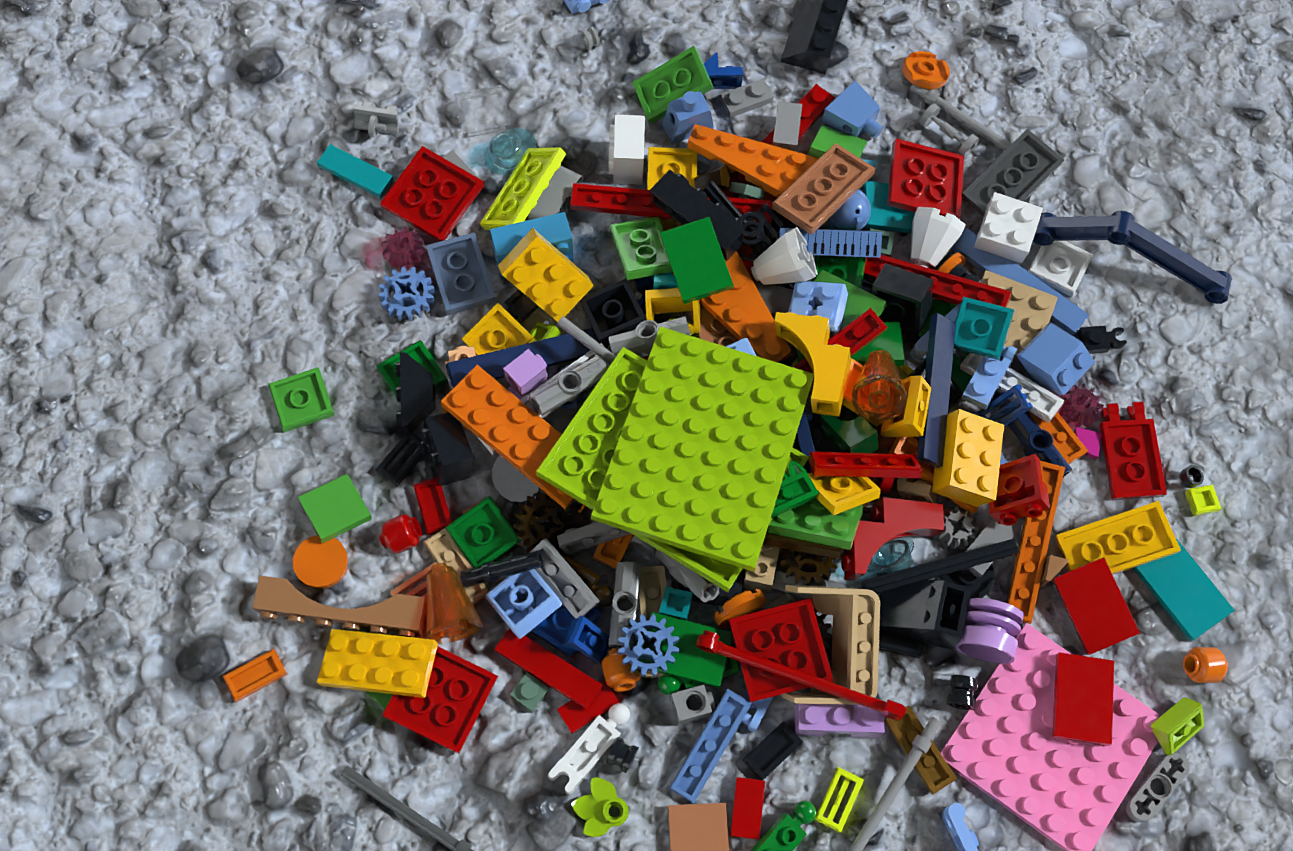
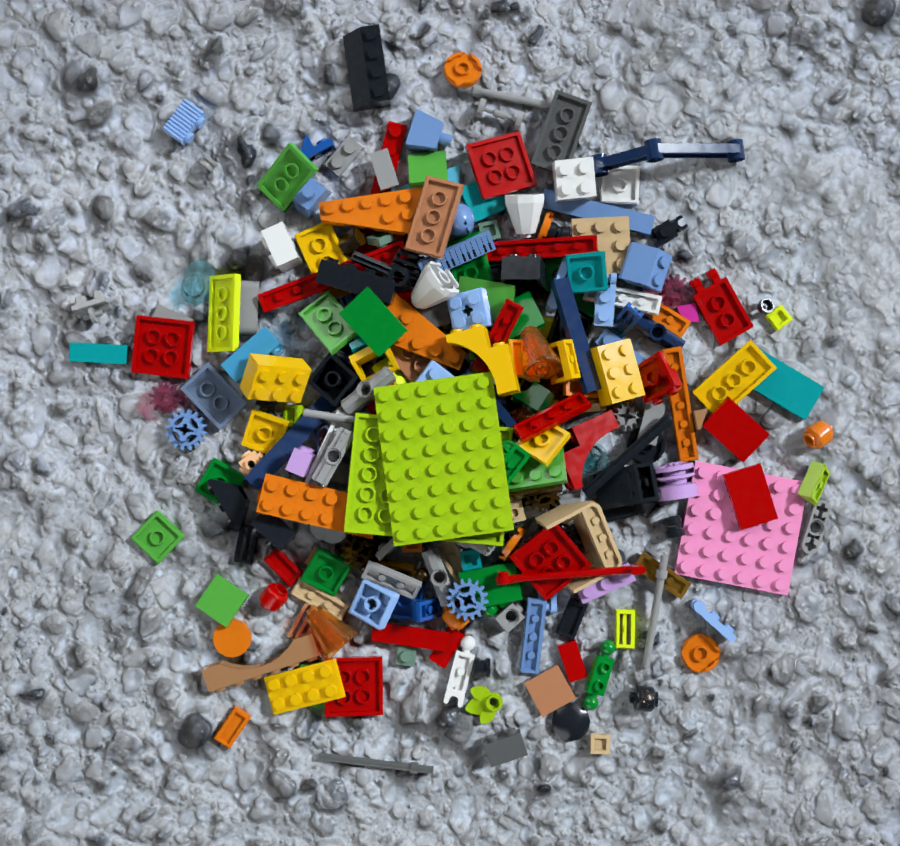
camera: 20 degrees left, 20 degrees up
(490, 572) = (345, 596): black pin -> none

